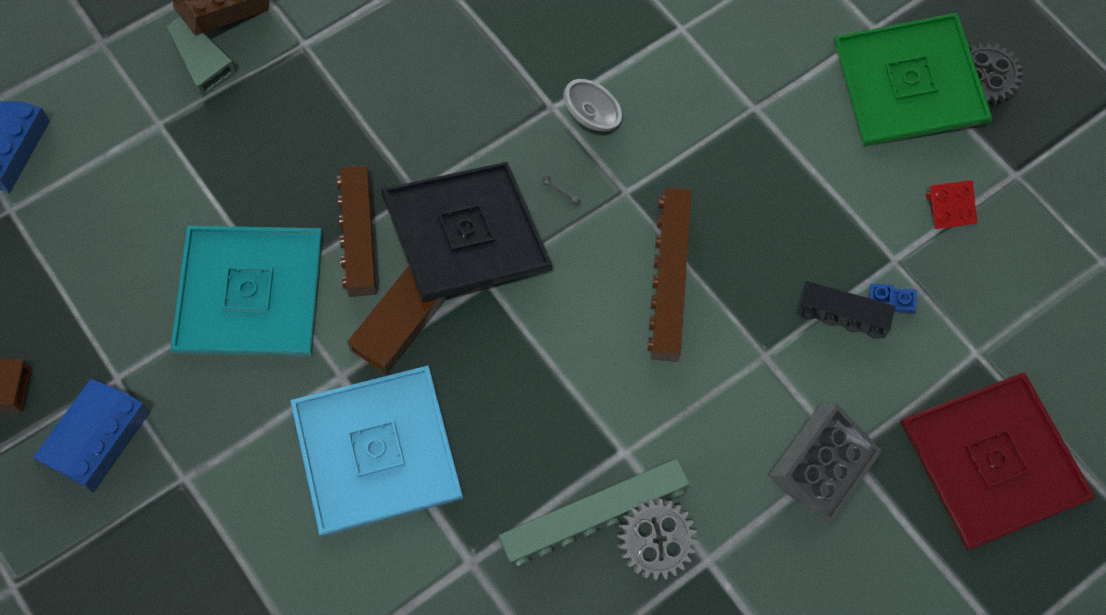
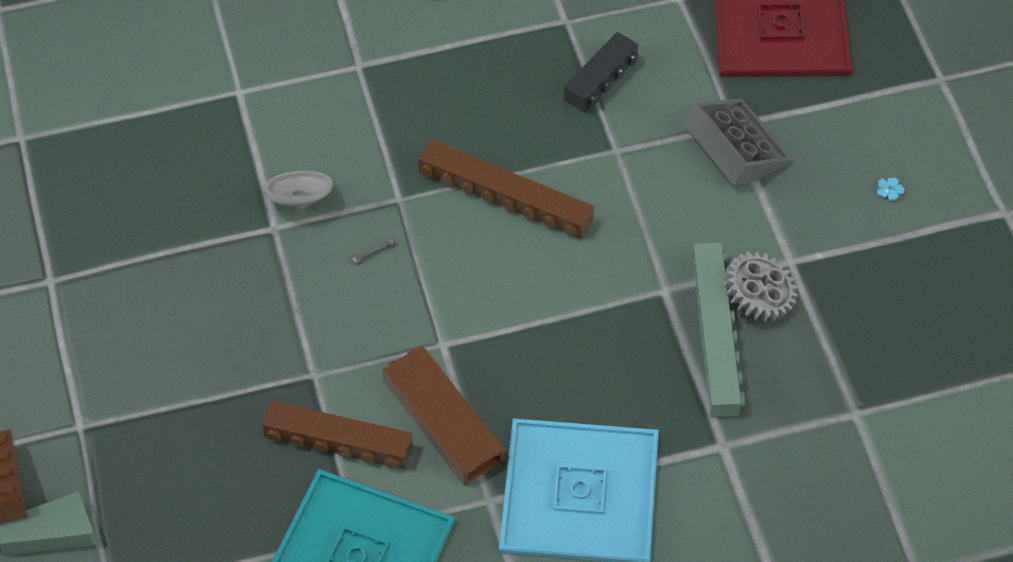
camera: 65 degrees left, 10 degrees down
(465, 231) = (385, 337): black tile -> none
(902, 298) = (606, 29): blue slope -> none

